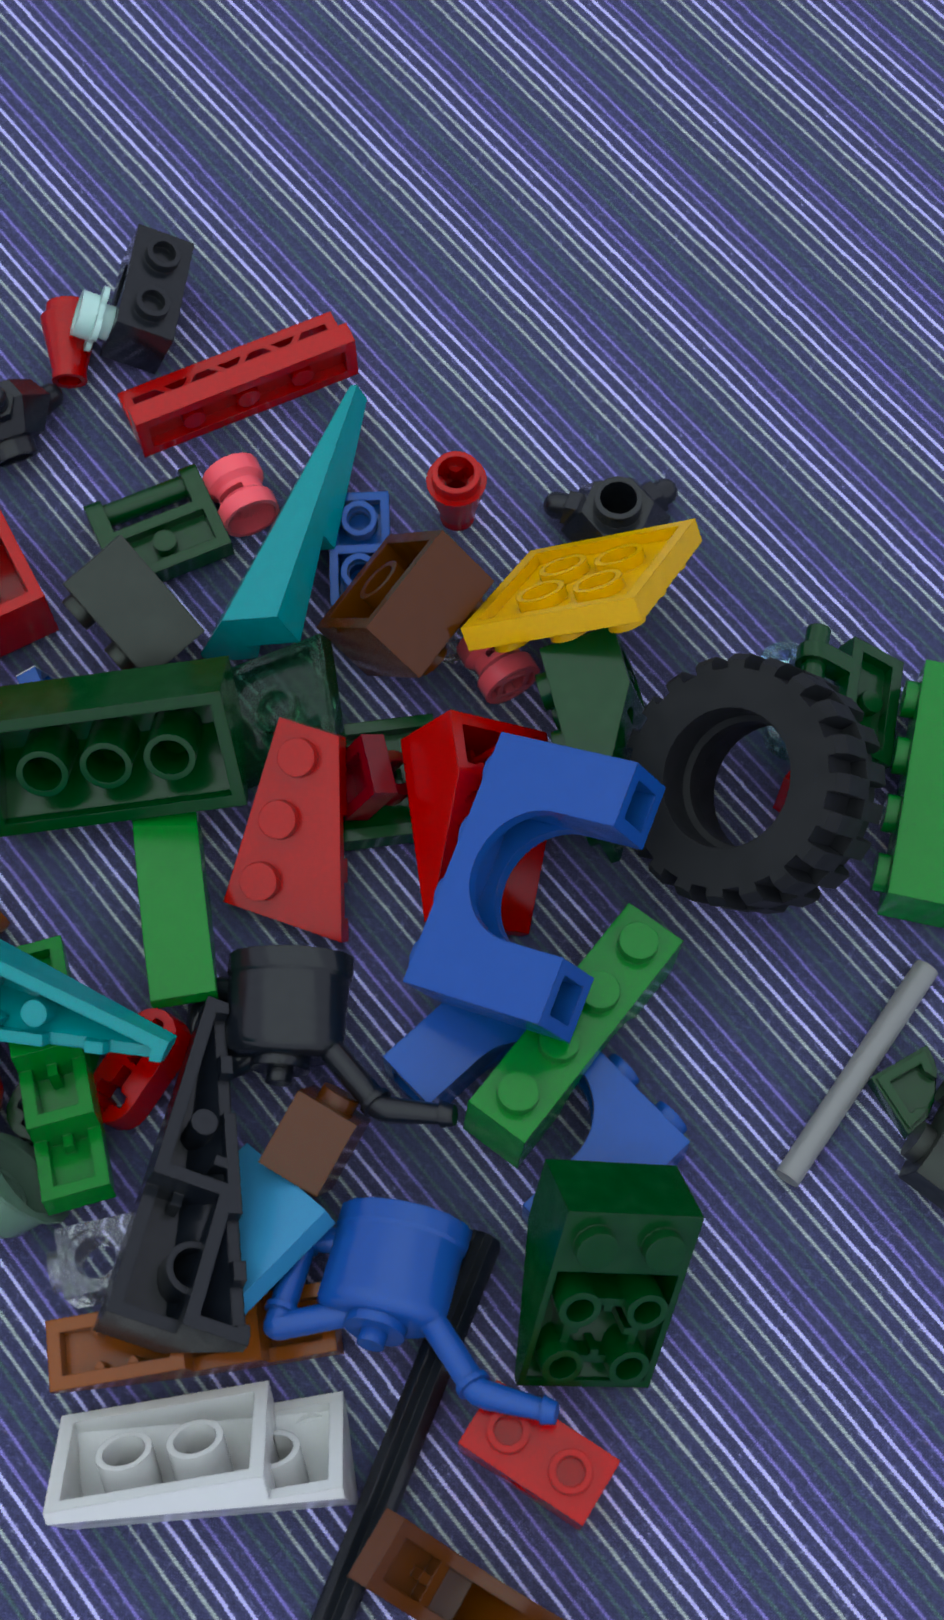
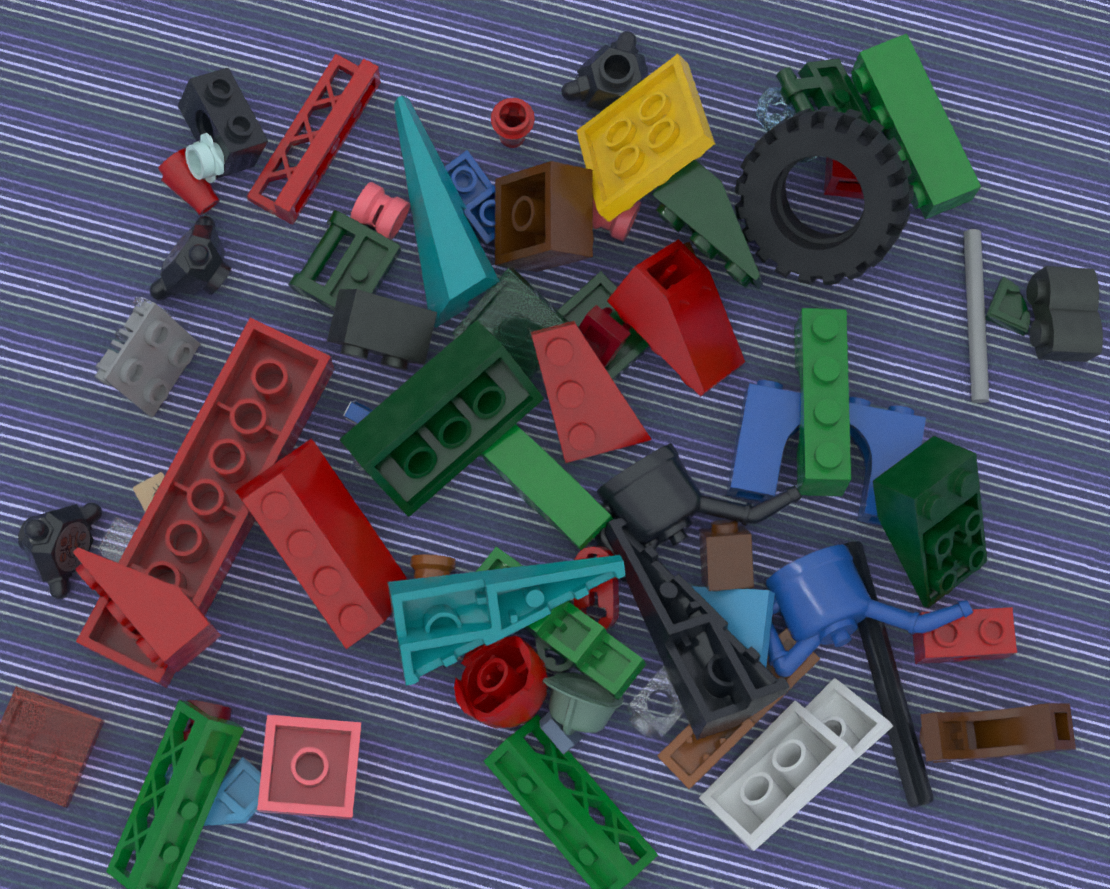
camera: 45 degrees left, 10 degrees up
(525, 797) = (714, 288): blue arch -> none

